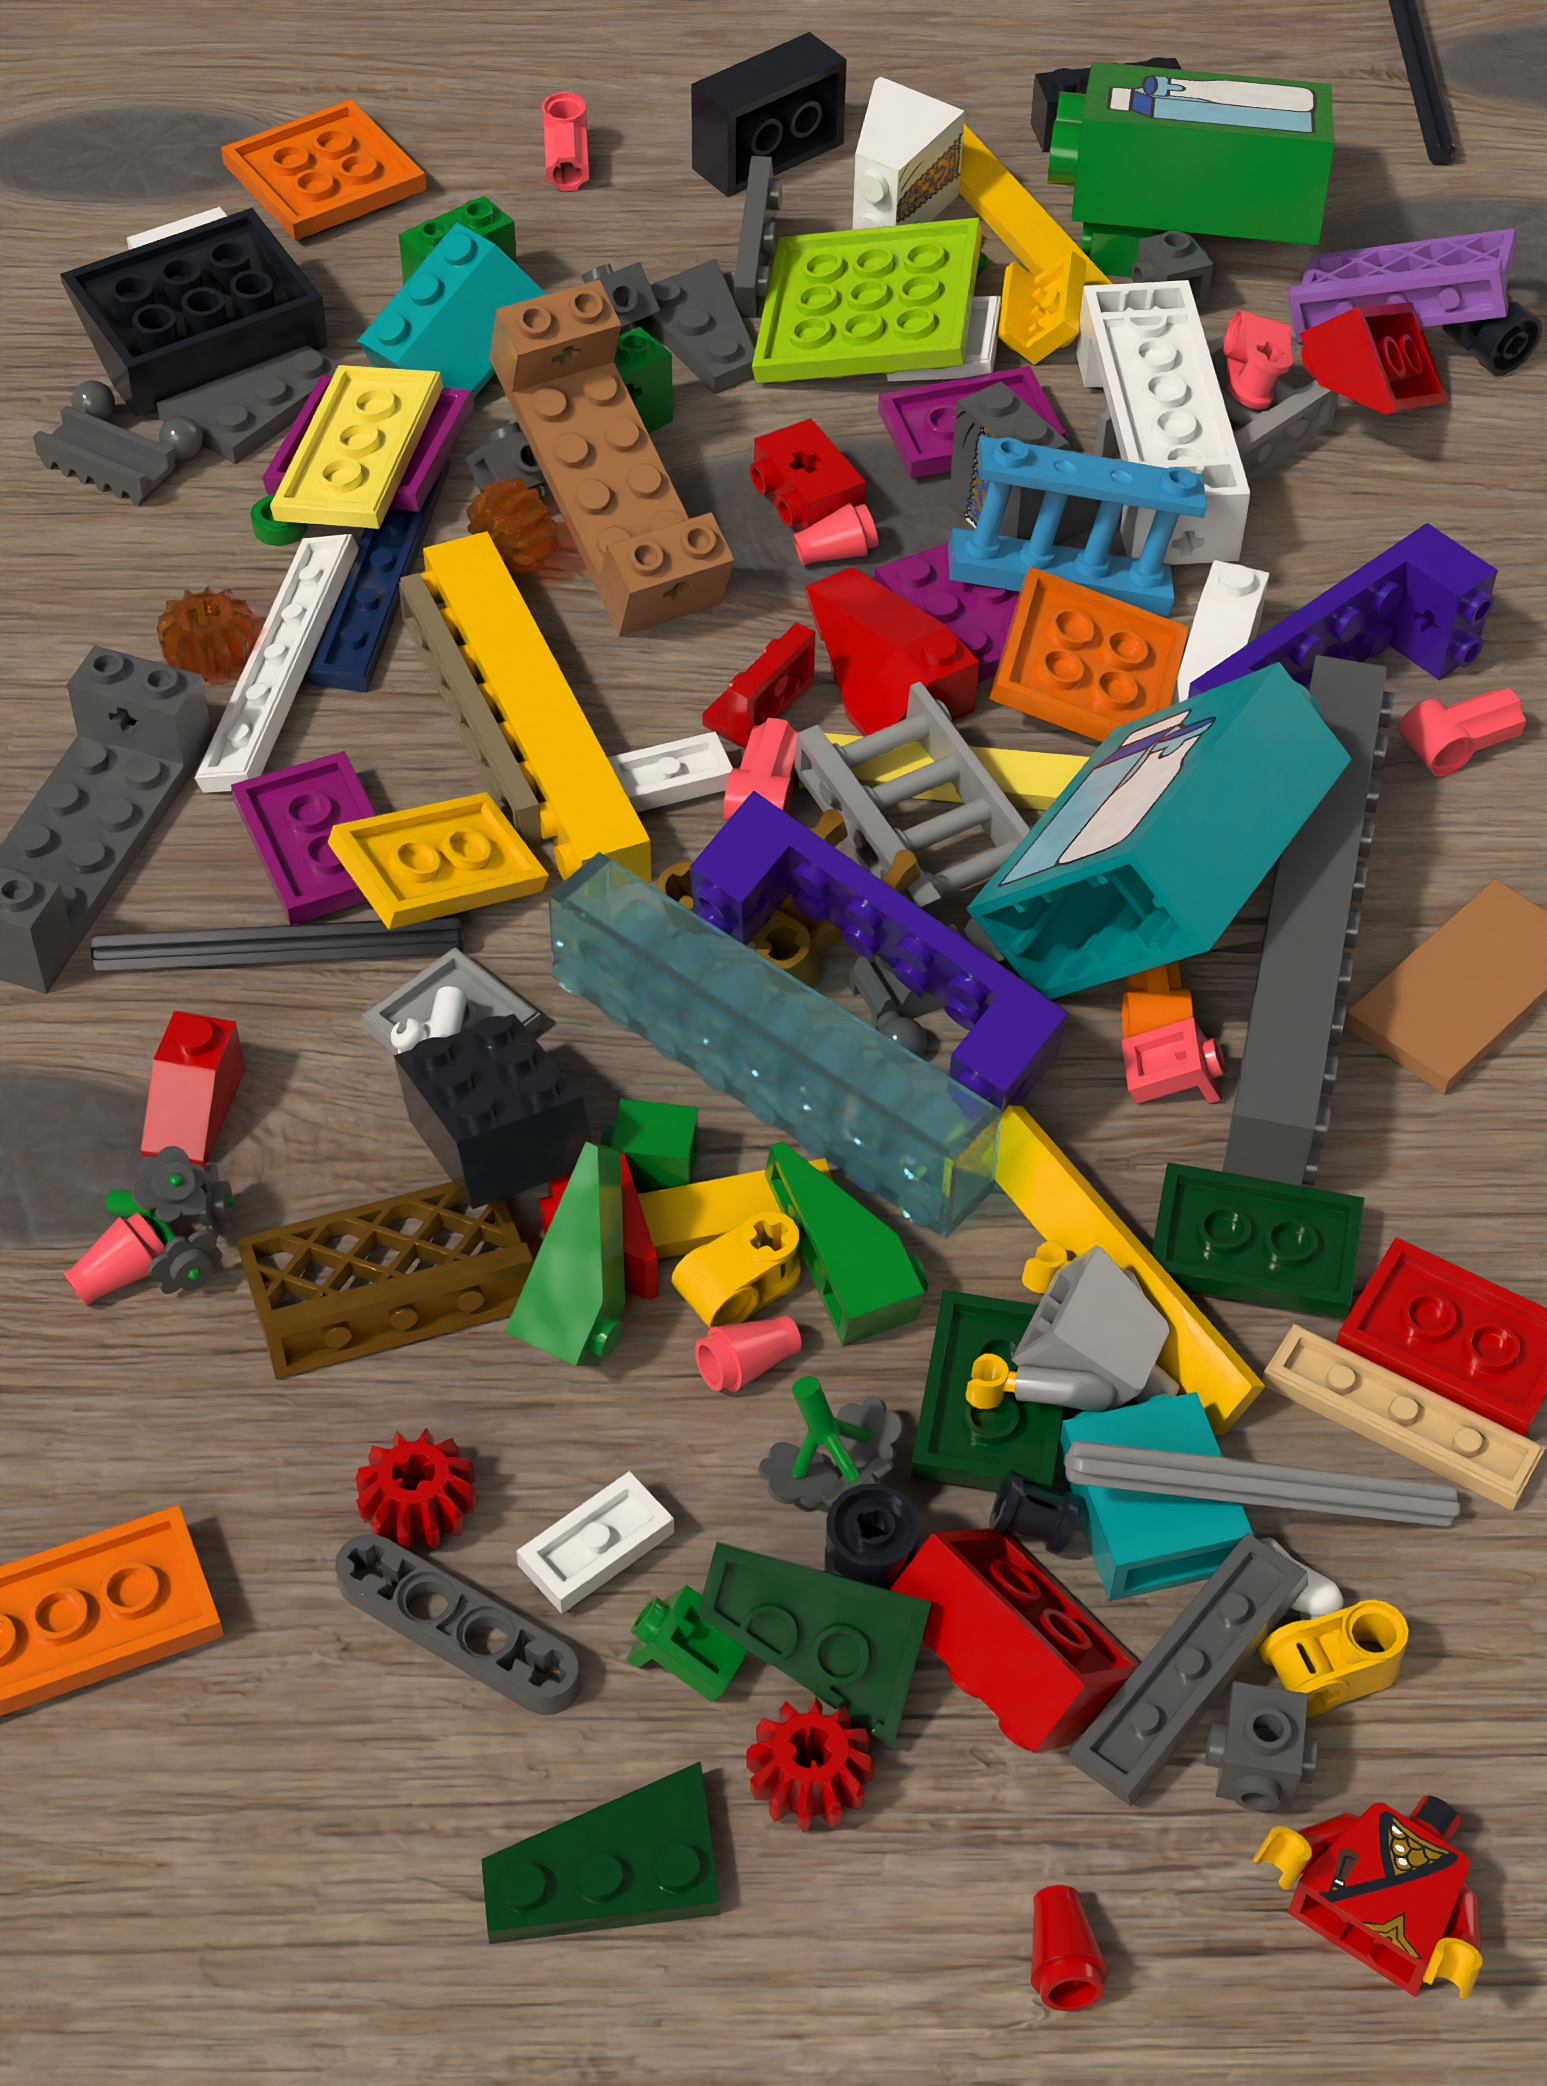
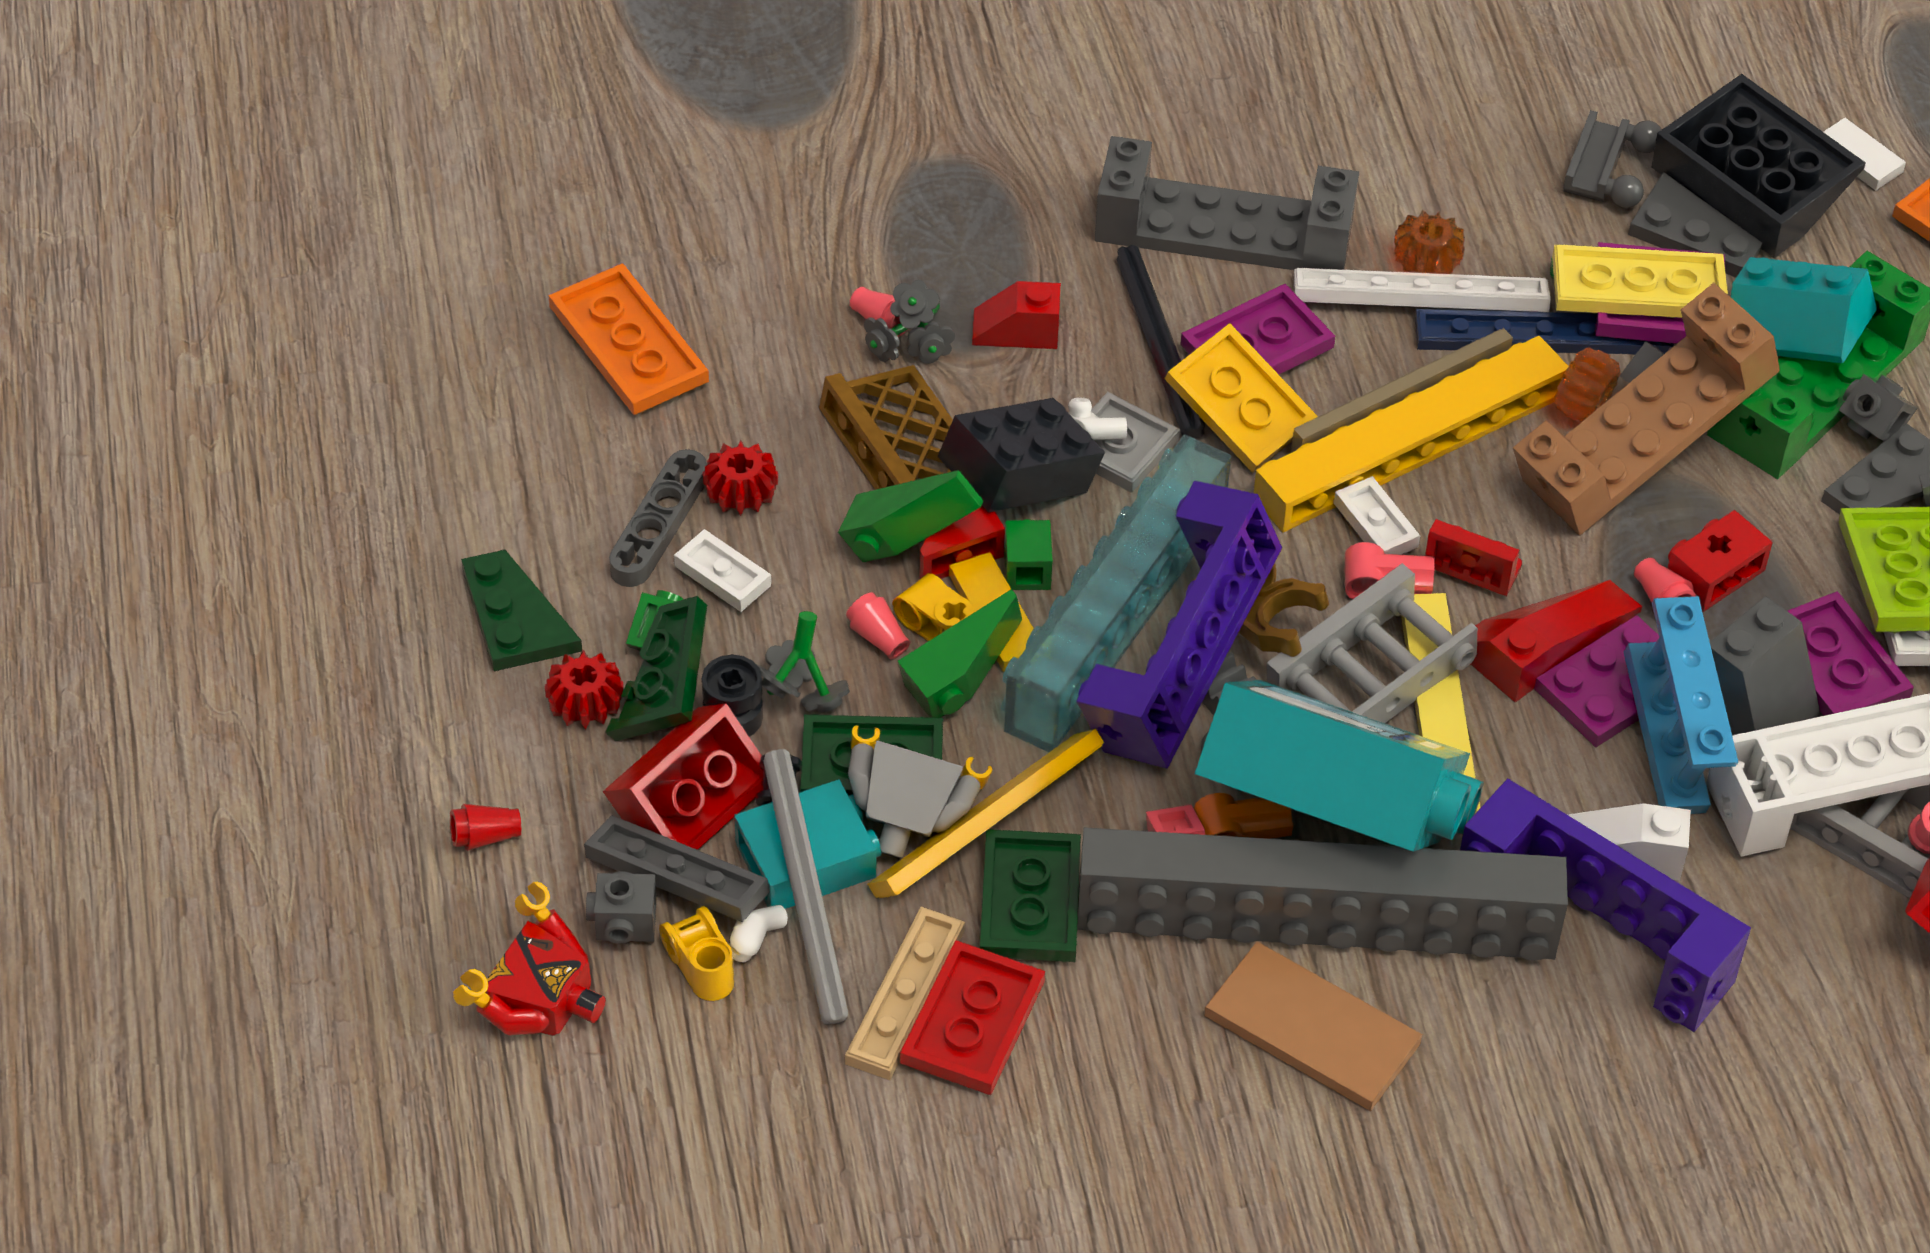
camera: 80 degrees right, 0 degrees up
(1086, 657) = (1566, 743): orange plate -> none
(1451, 734) = (1574, 998): coral piece -> none

